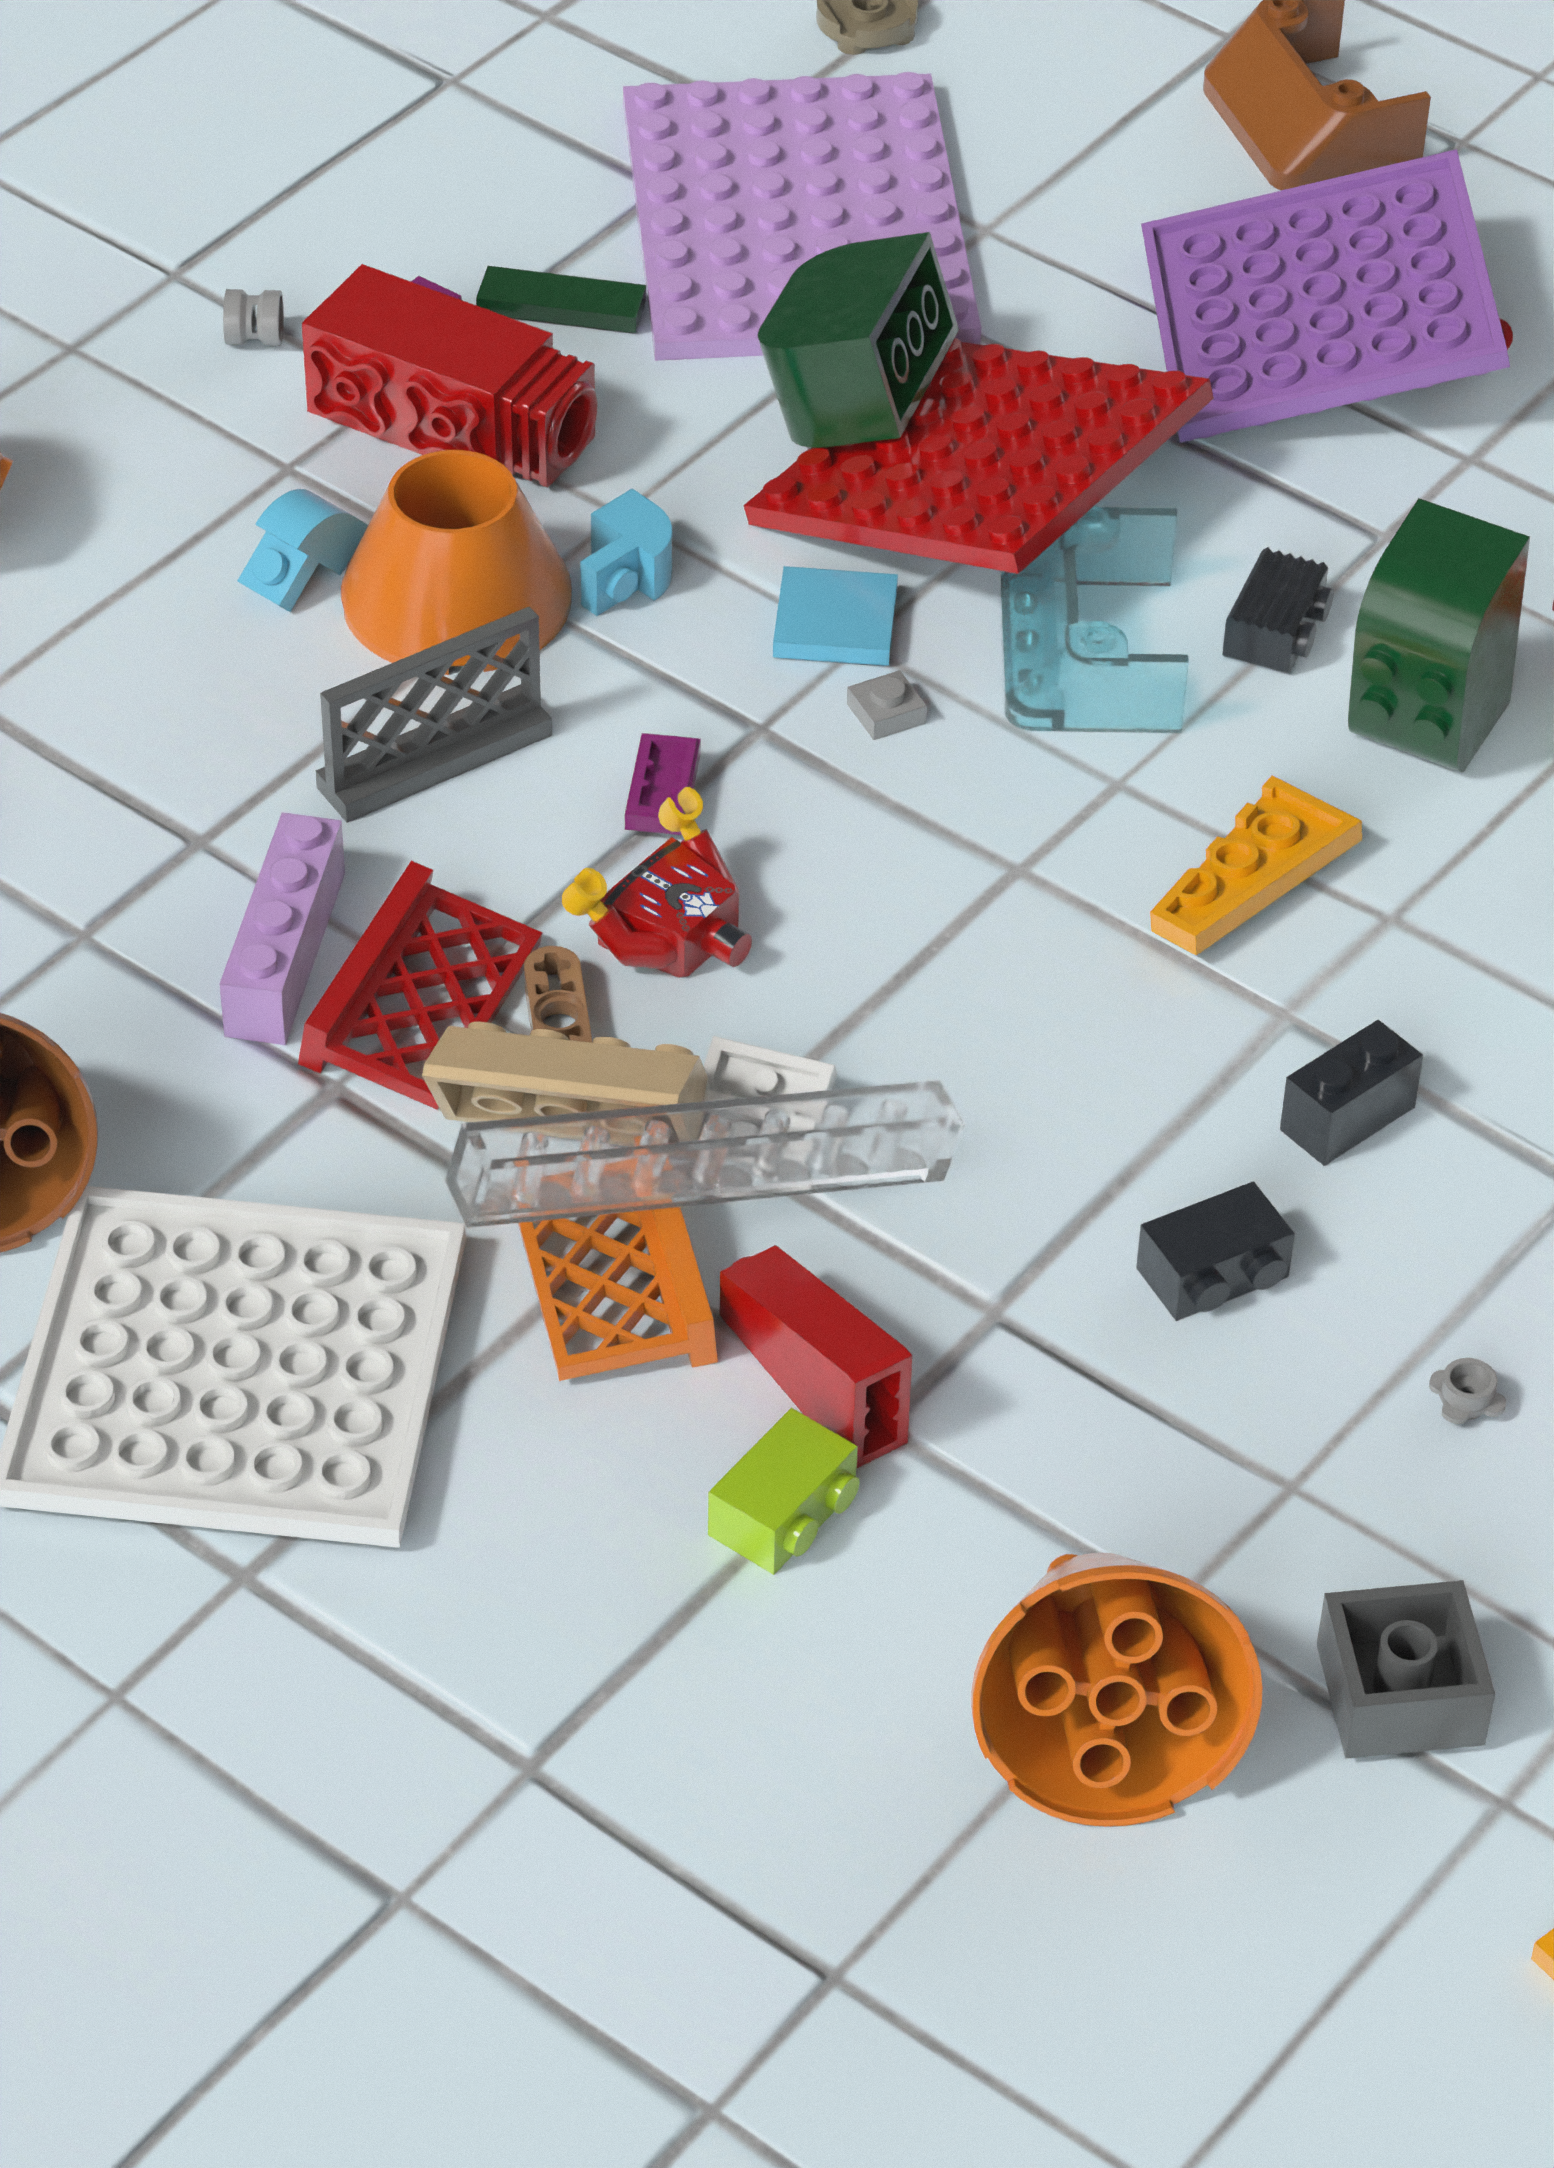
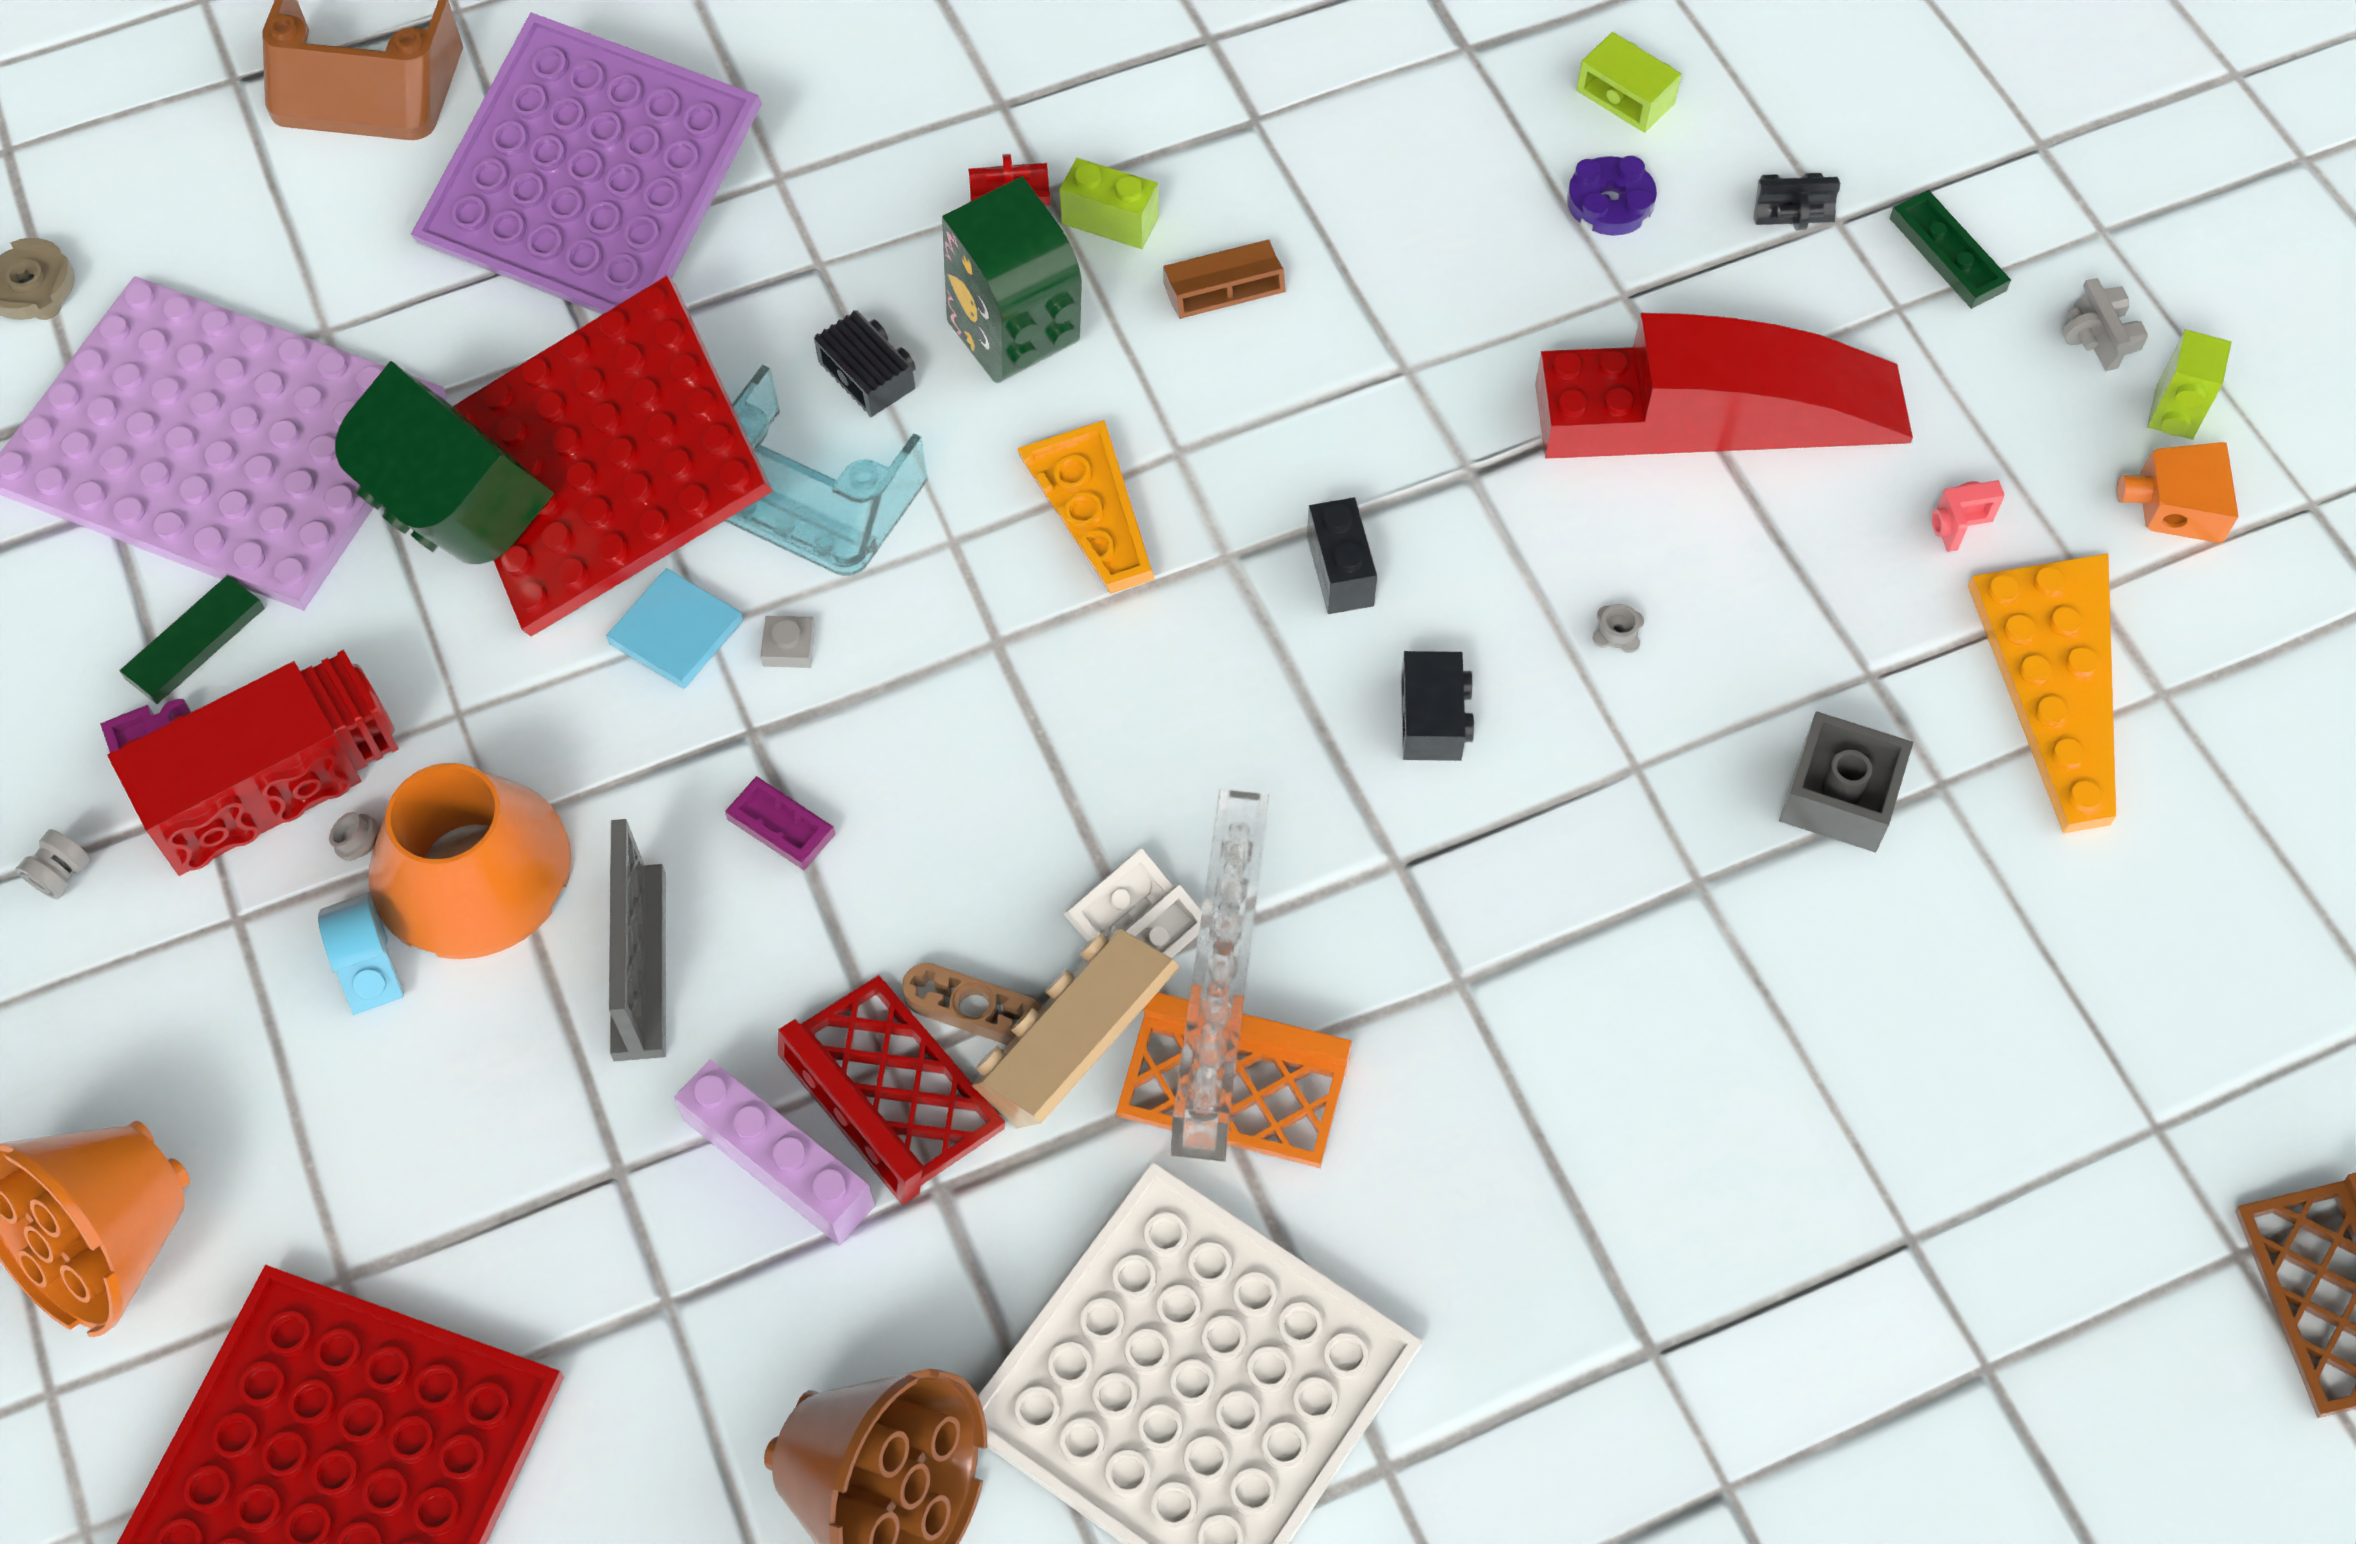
camera: 60 degrees left, 15 degrees up
(627, 553) = (522, 718): medium azure brick -> none
(672, 905) = (916, 872): red torso -> none
(783, 1491) = (1509, 1071): lime brick -> none
(820, 1350) = (1402, 987): red slope -> none
(1115, 1691) = (1798, 947): orange cone -> none

